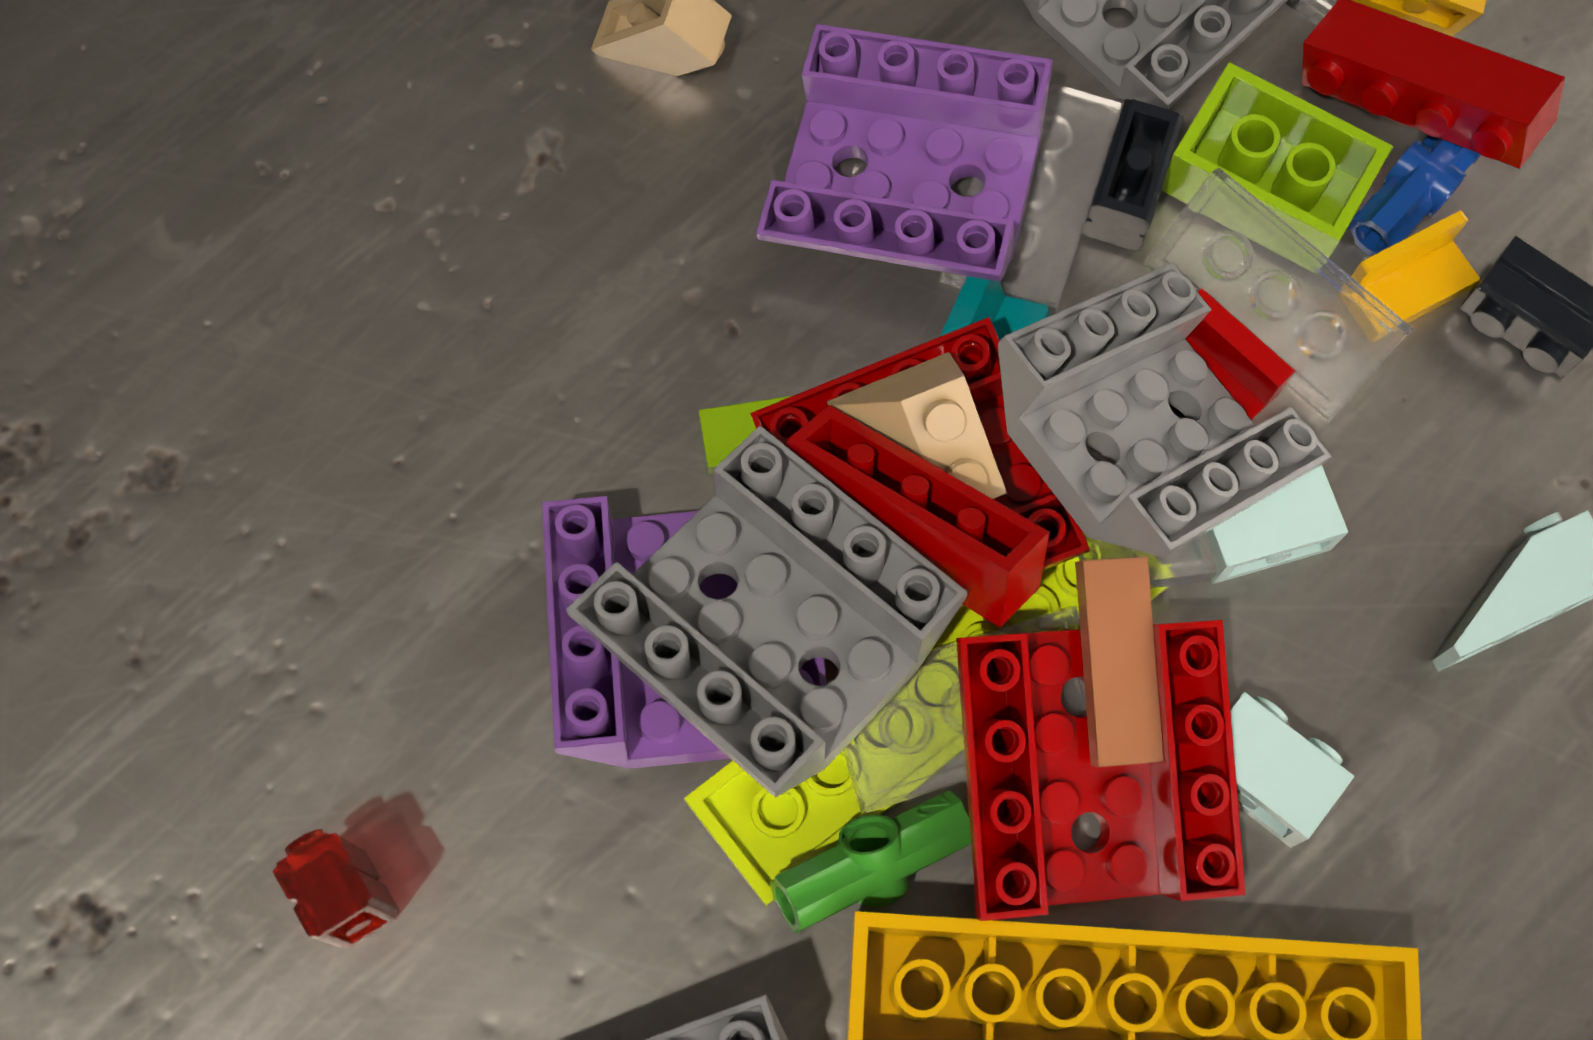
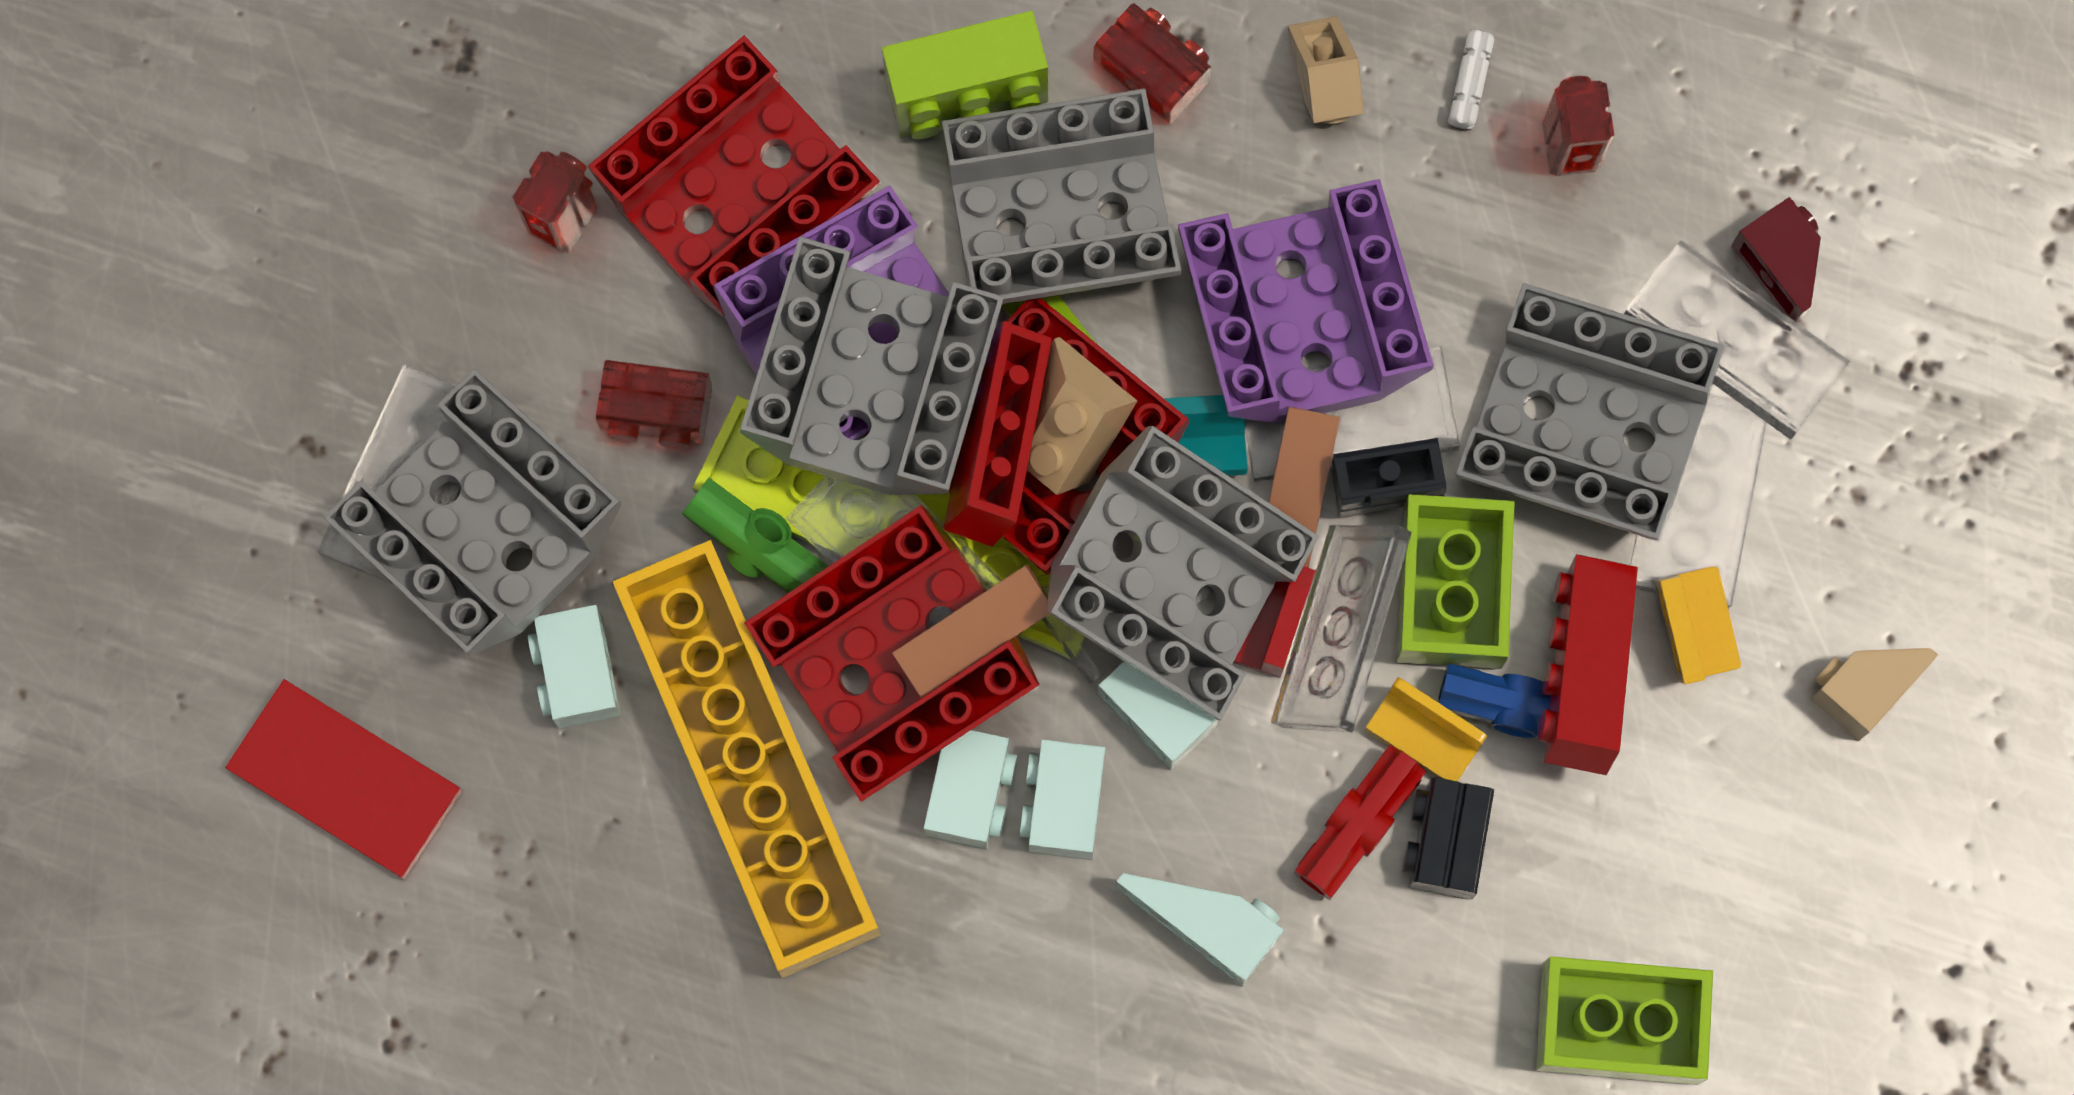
camera: 65 degrees right, 5 degrees up
(381, 694) = (707, 156): none -> red slope
(462, 363) = (965, 73): none -> lime brick
(557, 183) = (1149, 57): none -> clear red brick
(617, 341) = (1054, 174): none -> light grey slope
(641, 899) = (653, 404): none -> clear red brick
(1074, 244) = (1304, 466): none -> nougat tile
(1330, 671) = (1065, 799): none -> light aqua brick
(1483, 387) = (1359, 822): none -> red piece

